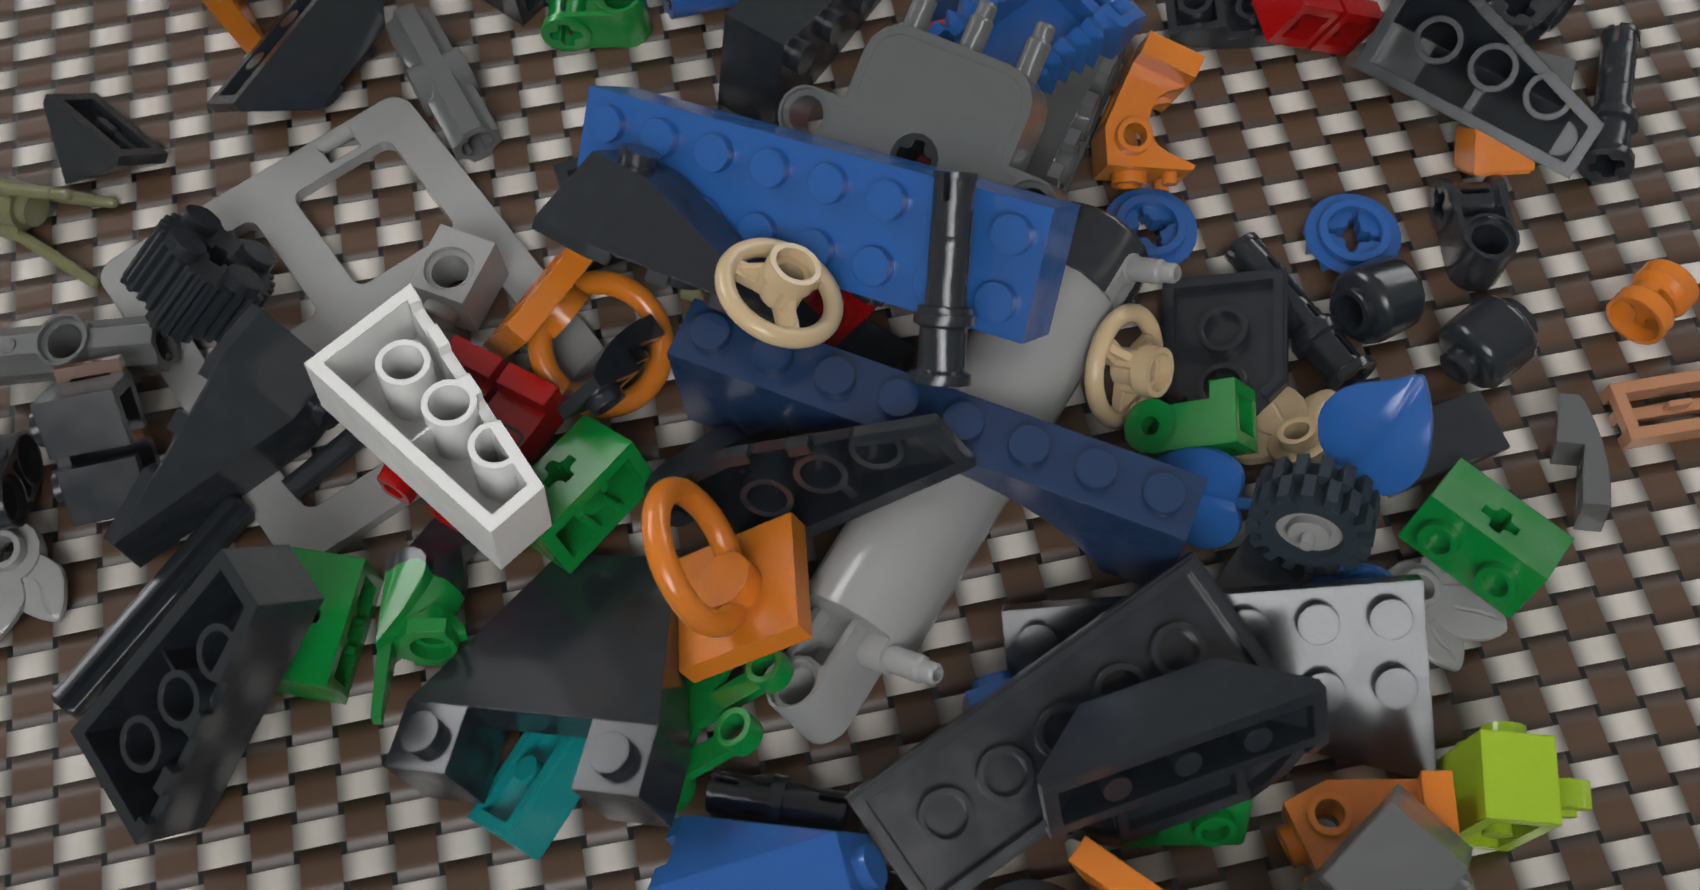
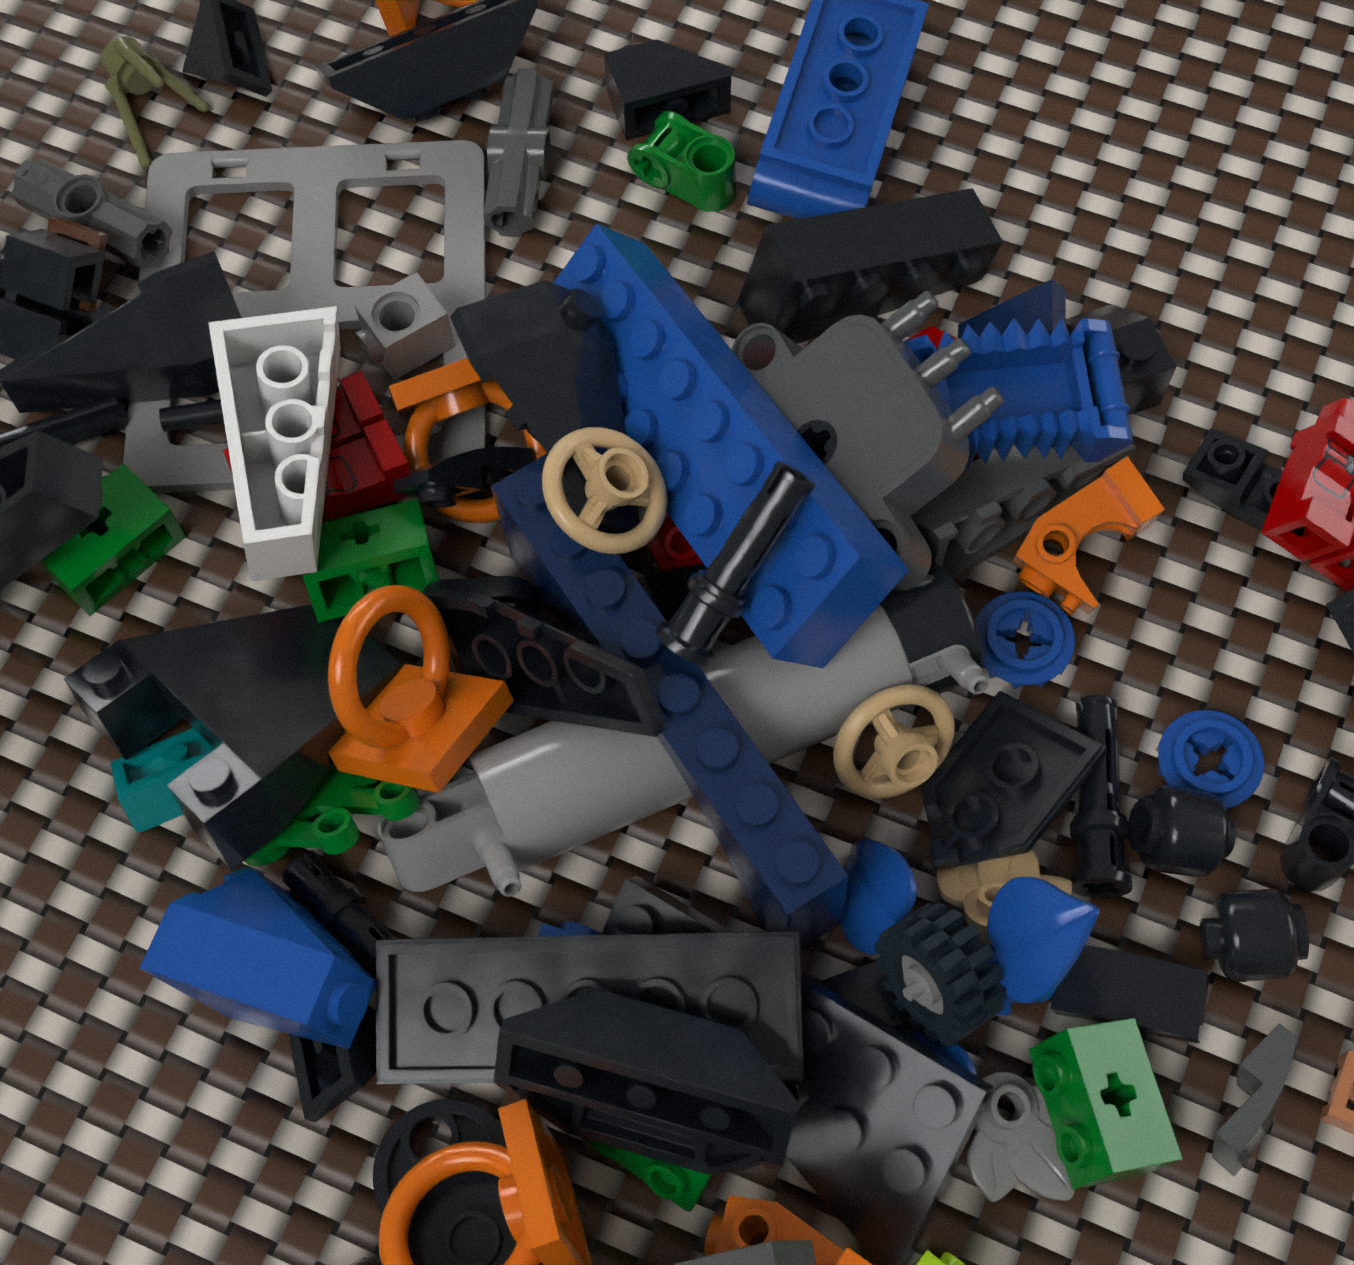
camera: 35 degrees right, 0 degrees up
(198, 276) = (210, 204): black brick -> none
(420, 606) = (178, 576): green animal -> none
(1220, 422) = (933, 844): green leg -> none

